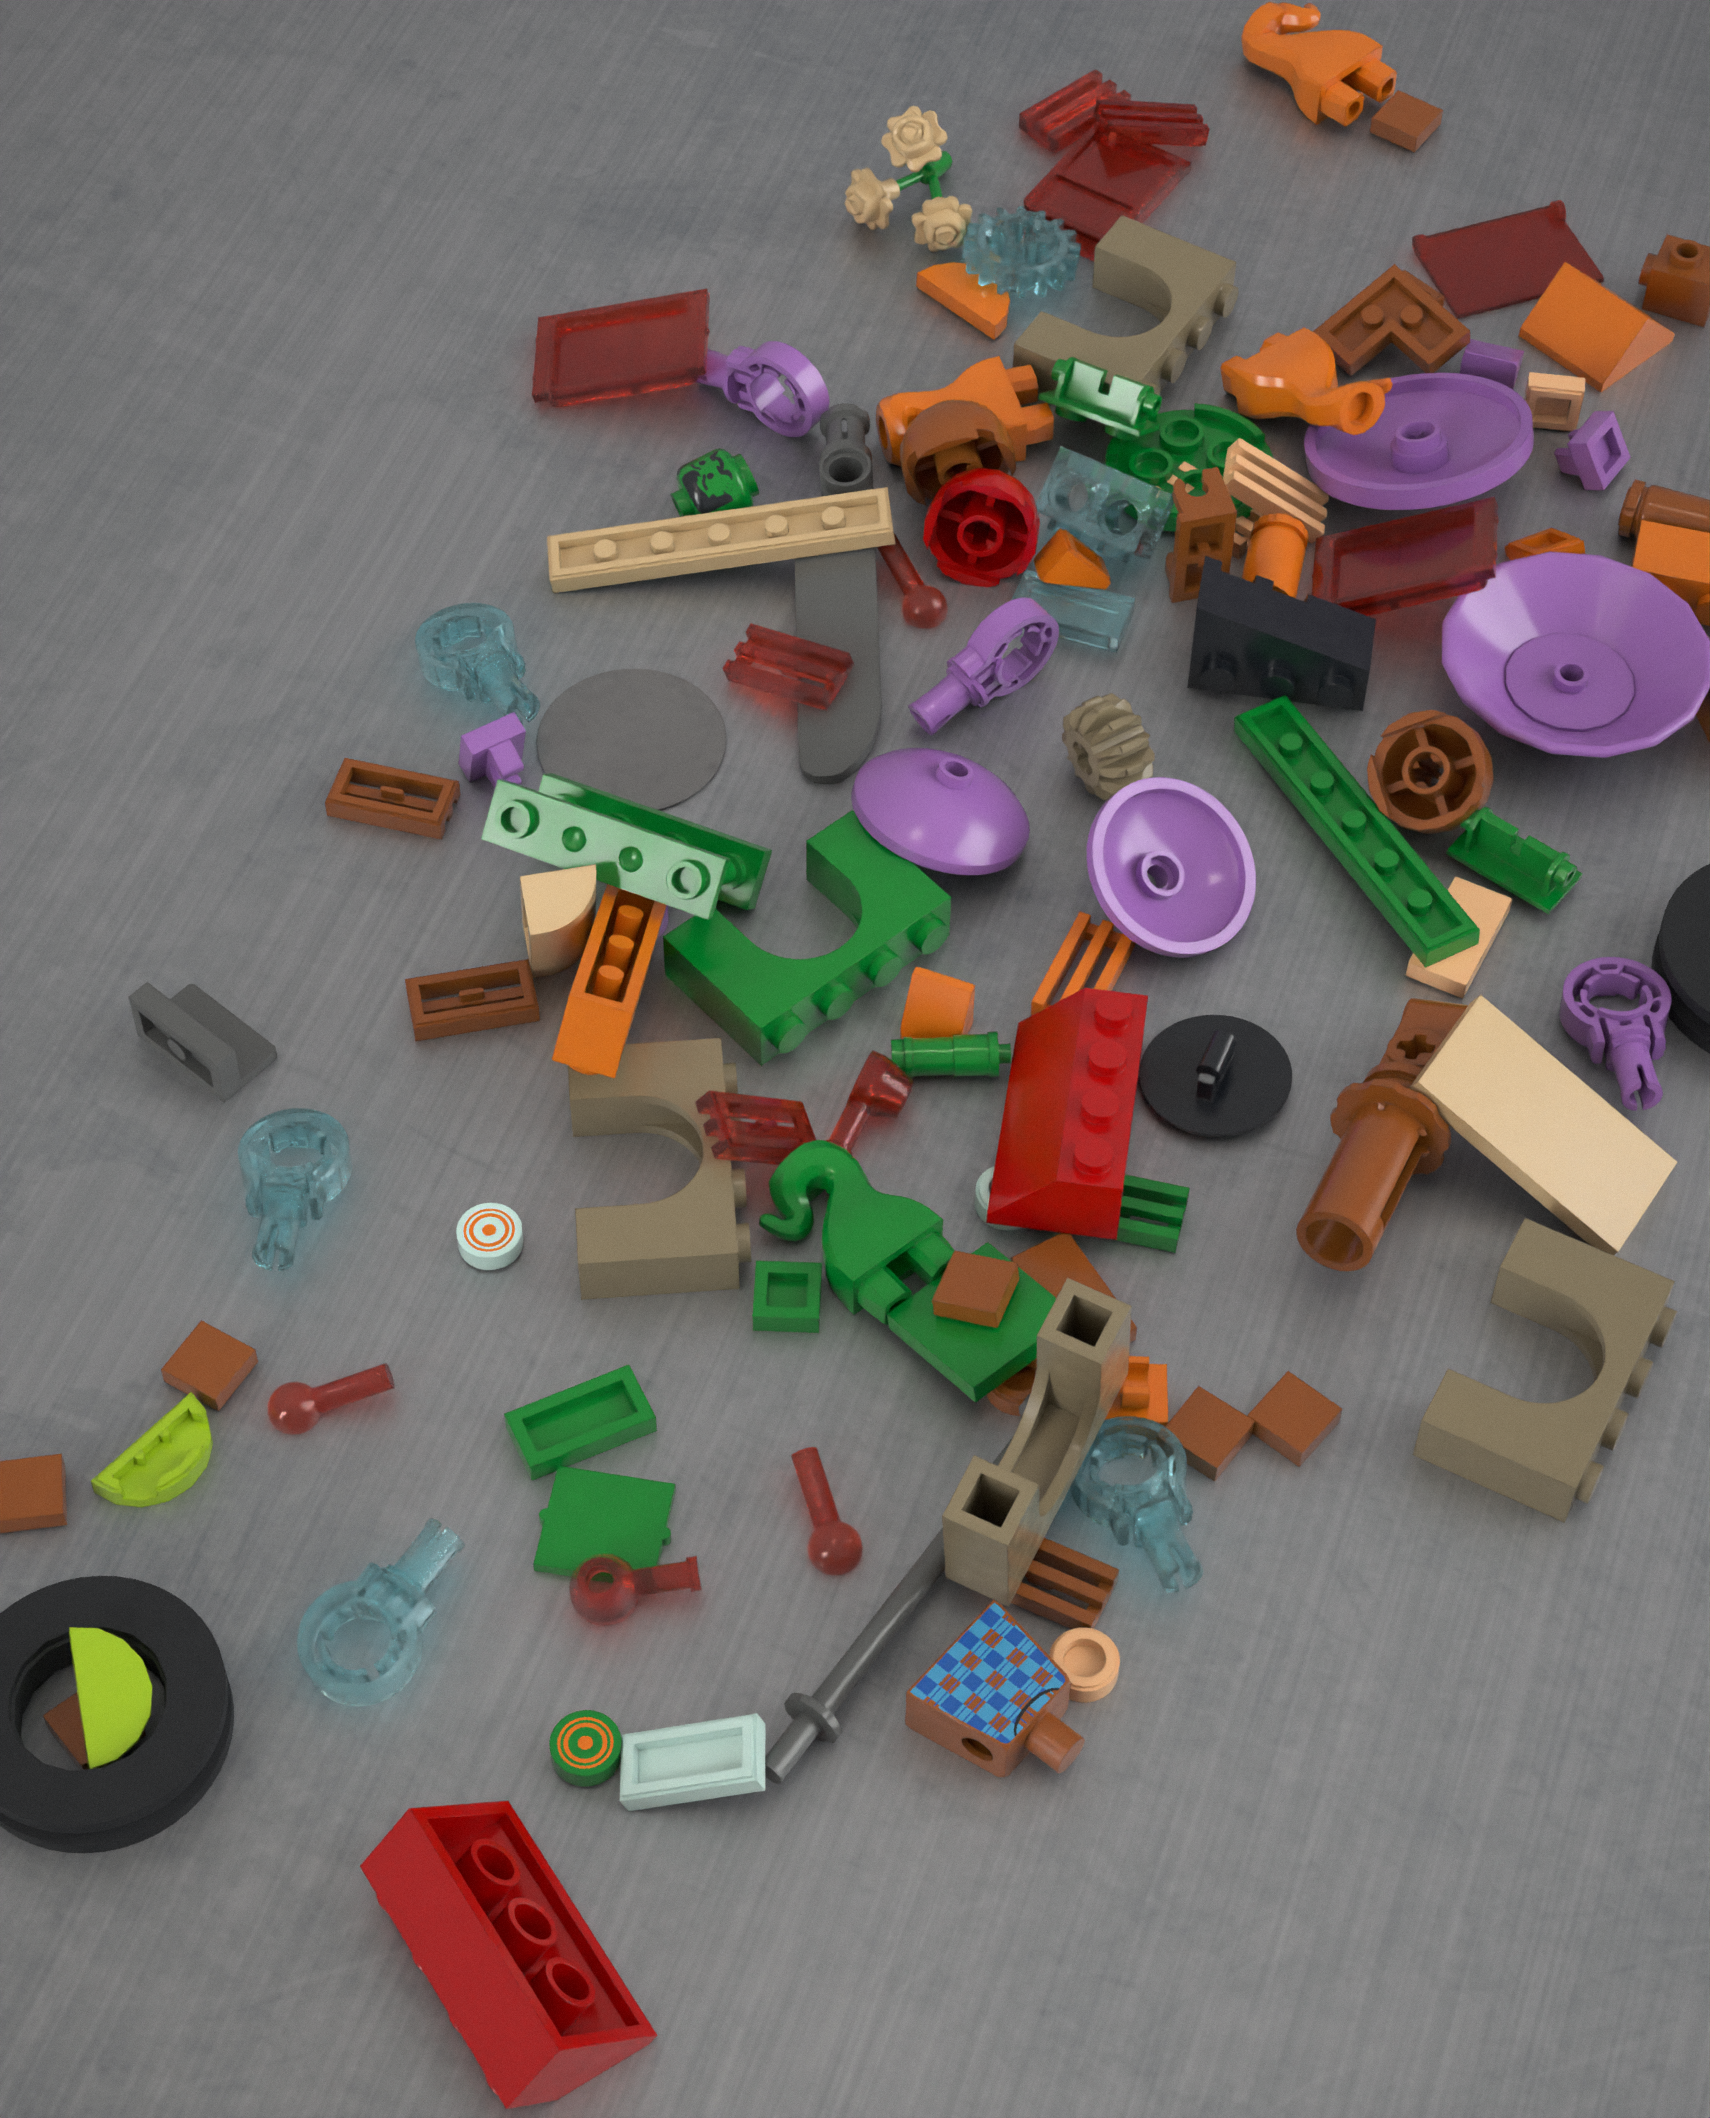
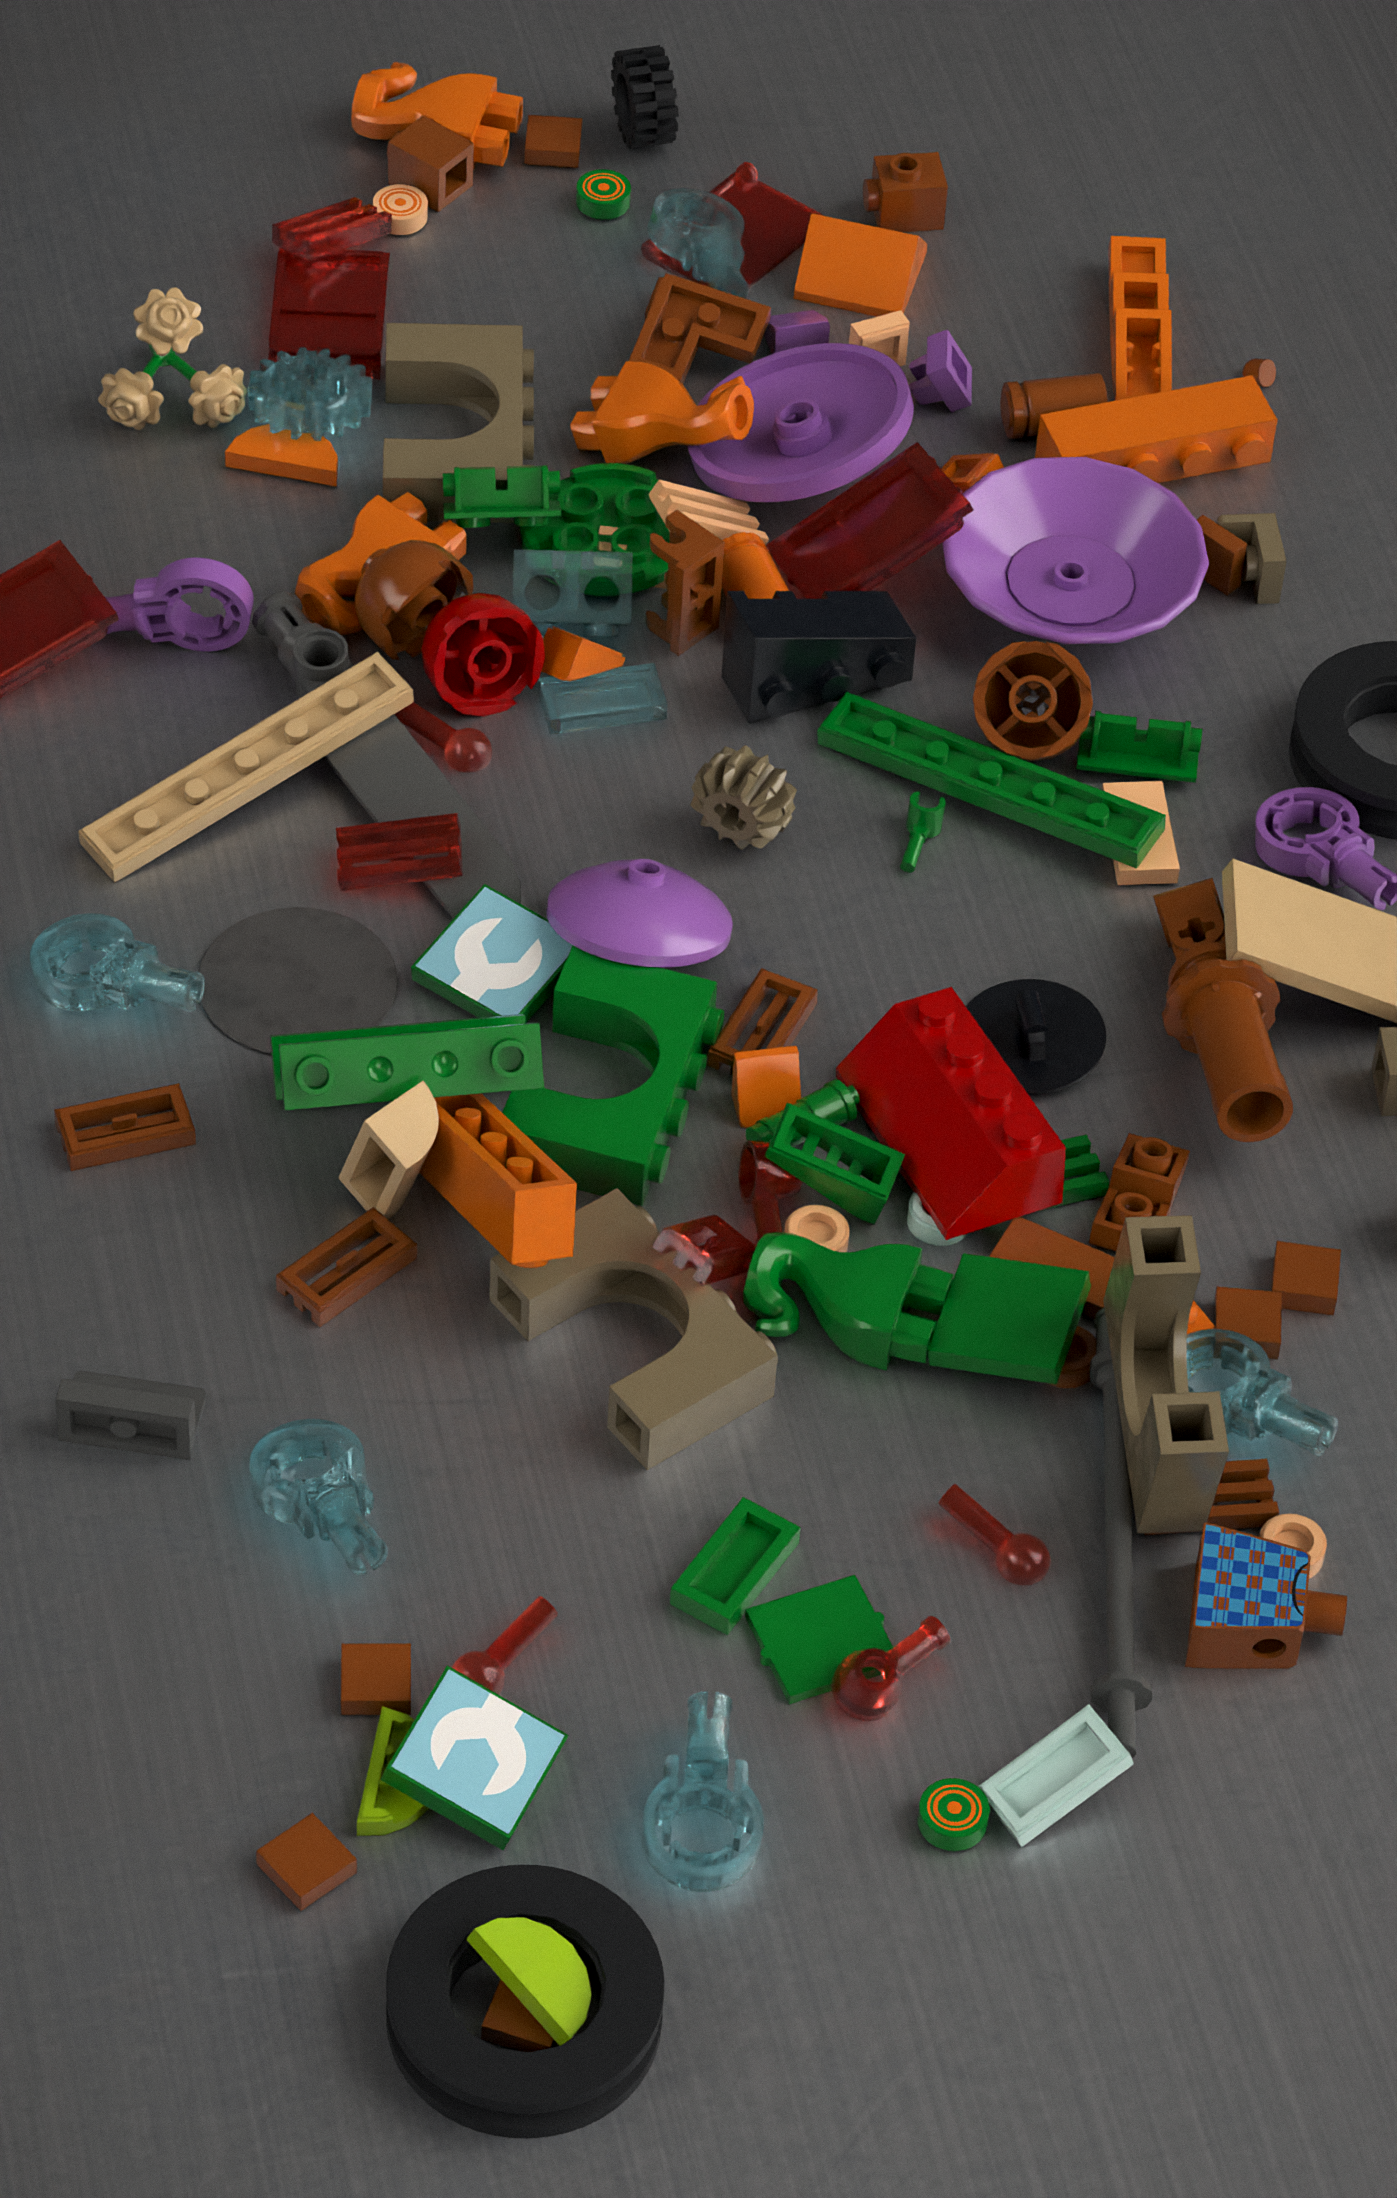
camera: 35 degrees left, 5 degrees down
(222, 1476) = (474, 1757): none -> tile
(489, 1236) = (531, 1454): light aqua tile -> none
(494, 750) = (198, 1044): medium lavender tile -> none
(505, 1950) = (1021, 1997): red slope -> none
(714, 484) = (202, 719): green head -> none
(787, 1296) = (824, 1380): green tile -> none
(792, 791) = (494, 958): none -> tile
(886, 1161) = (821, 1226): none -> light nougat tile
(934, 1137) = (843, 1187): none -> green slope
(975, 1289) = (993, 1290): dark orange tile -> none
(979, 670) = (582, 774): medium lavender pin -> none
(991, 963) = (787, 988): none -> dark orange tile
(1068, 106) = (226, 239): clear red tile -> none
(1100, 937) = (853, 966): orange tile -> none
(1191, 852) = (878, 875): medium lavender dish -> none
(1197, 1271) = (1140, 1186): none -> dark orange slope
(1230, 129) = (406, 205): none -> light nougat tile
(1269, 841) = (921, 824): none -> green hand
(1278, 99) = (432, 161): none -> dark orange brick
(1414, 181) = (603, 194): none -> green tile
(1460, 256) = (711, 250): none -> clear light blue pin
(1501, 108) = (644, 96): none -> black tyre

